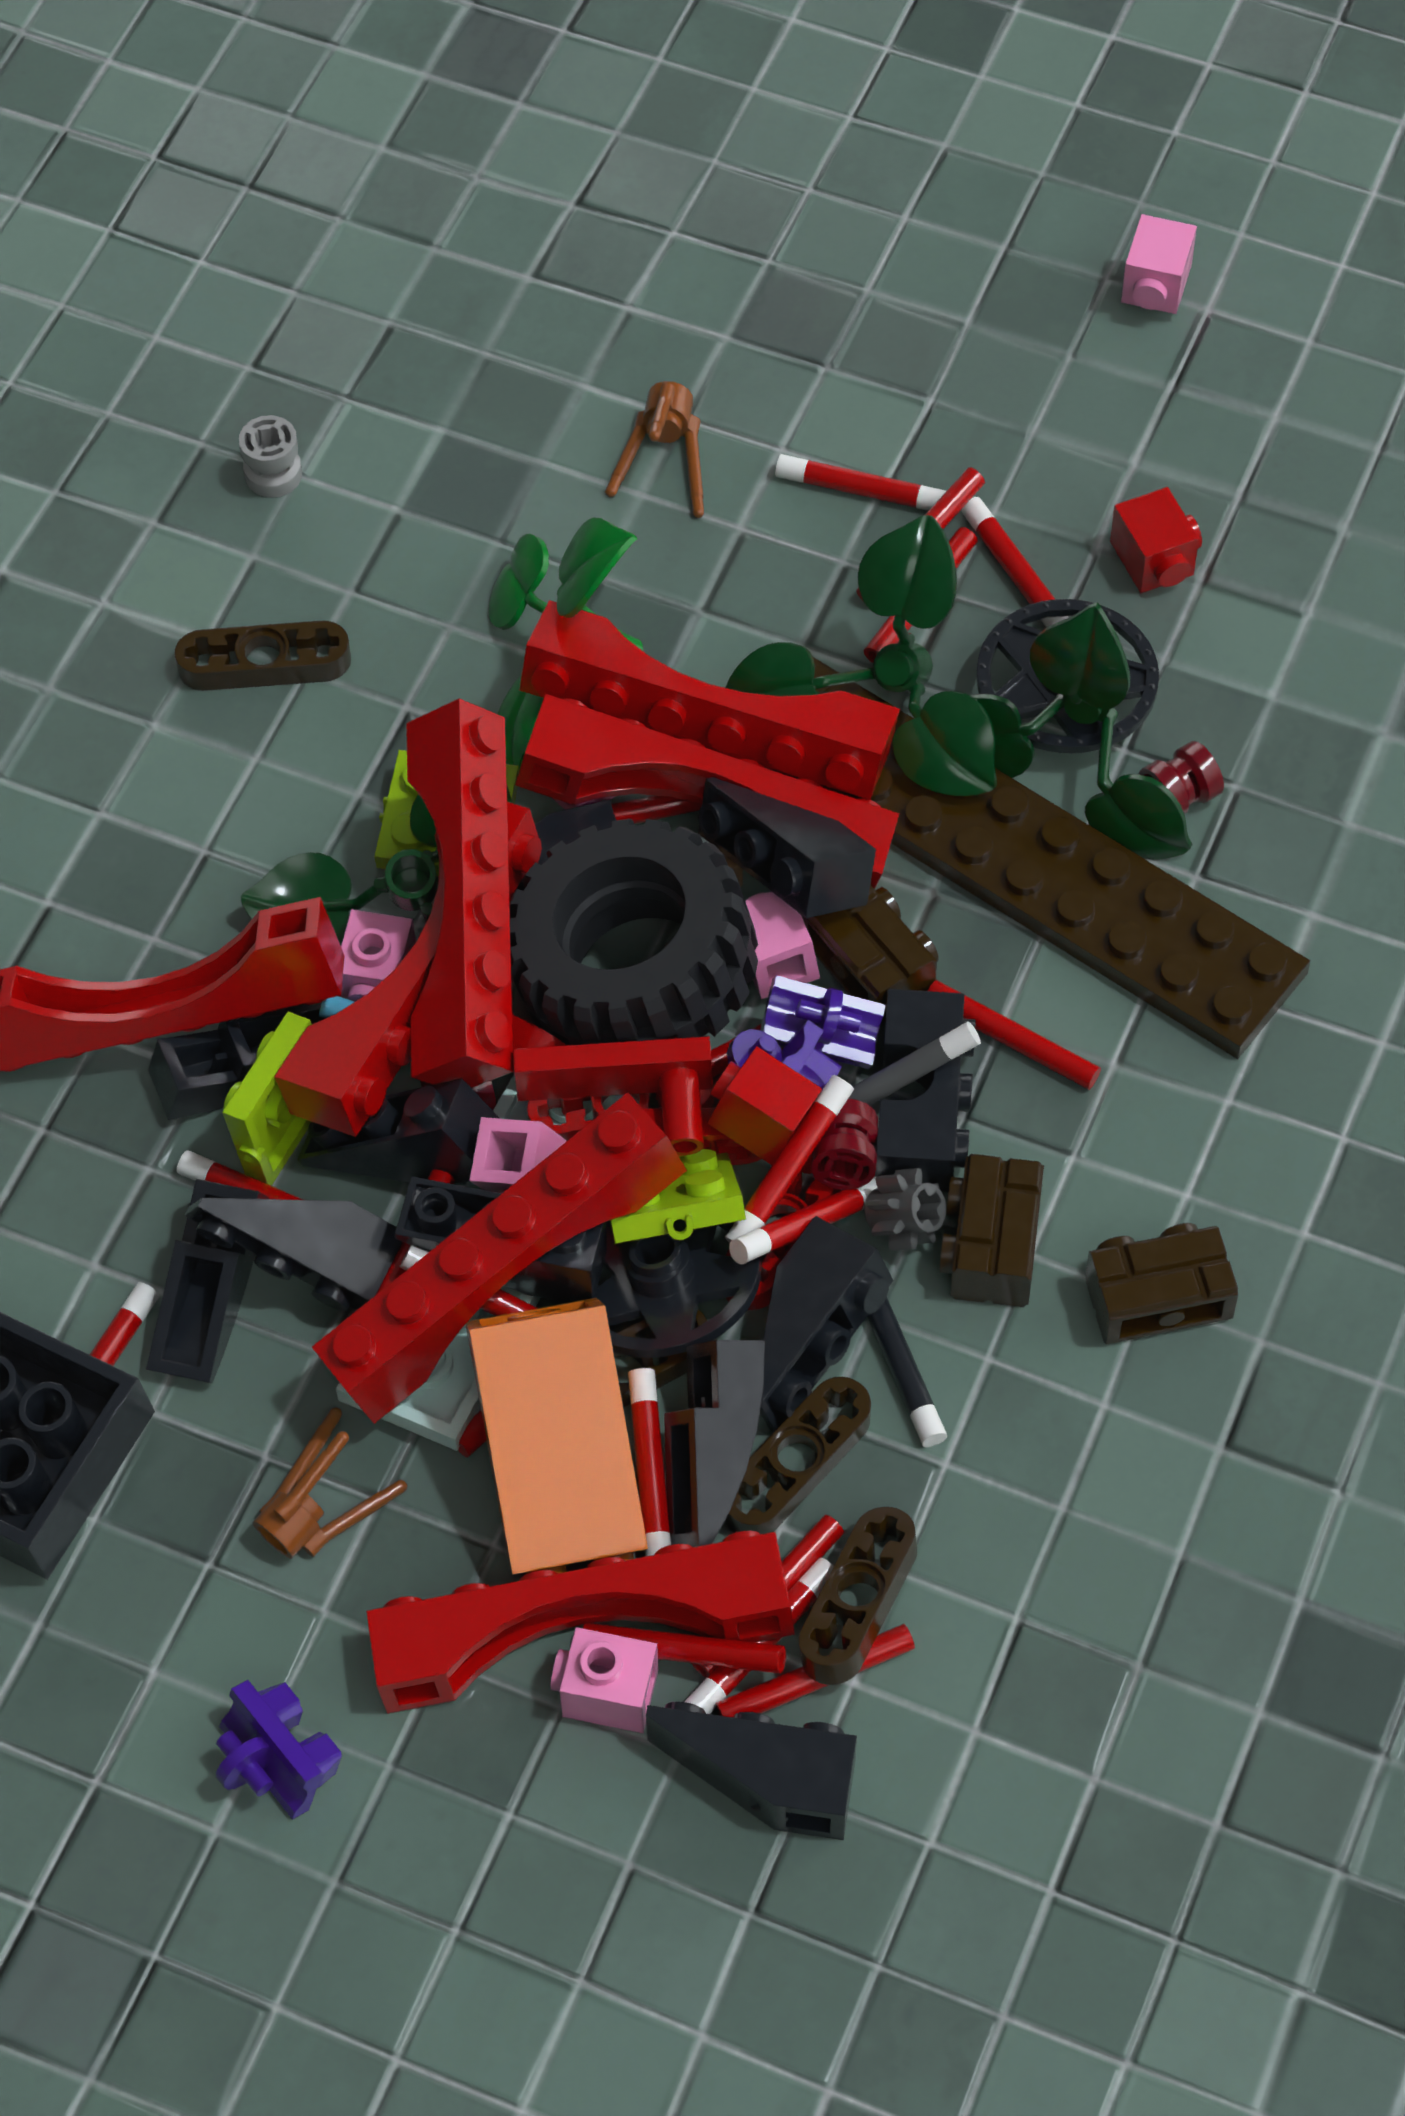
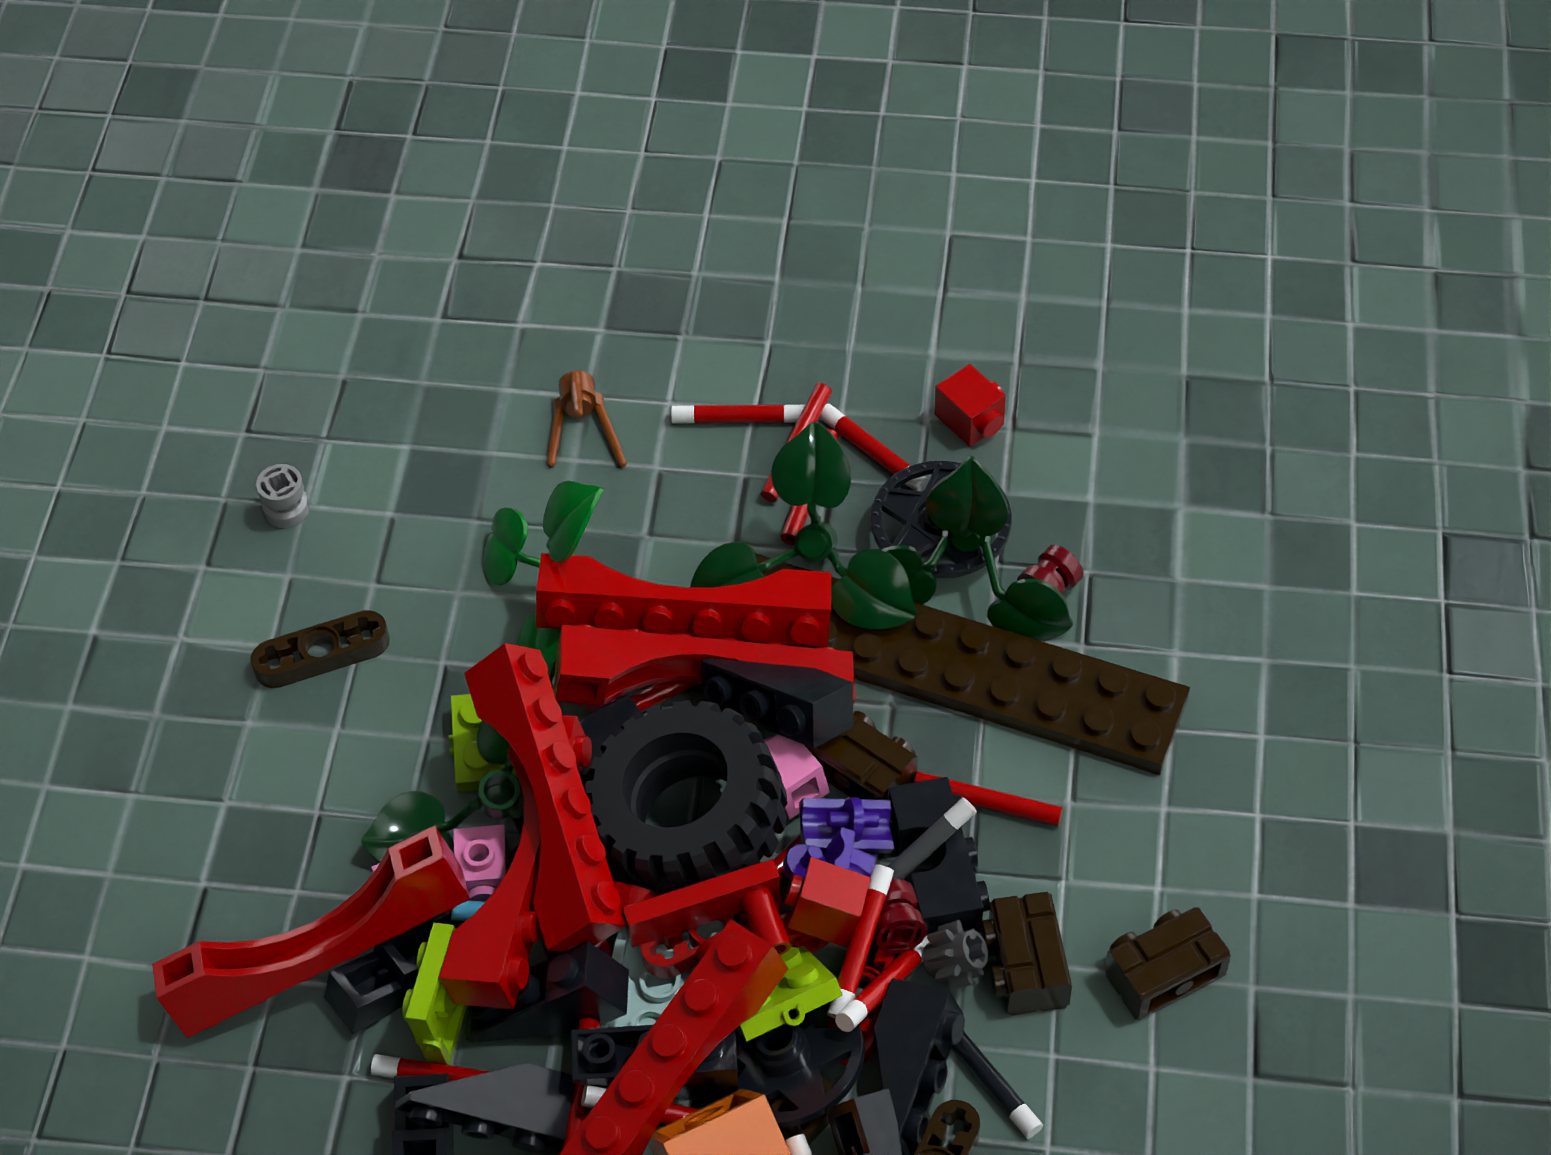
camera: 15 degrees left, 5 degrees down
(509, 1151) = (645, 991): bright pink brick -> none
(1158, 264) = (906, 206): bright pink brick -> none

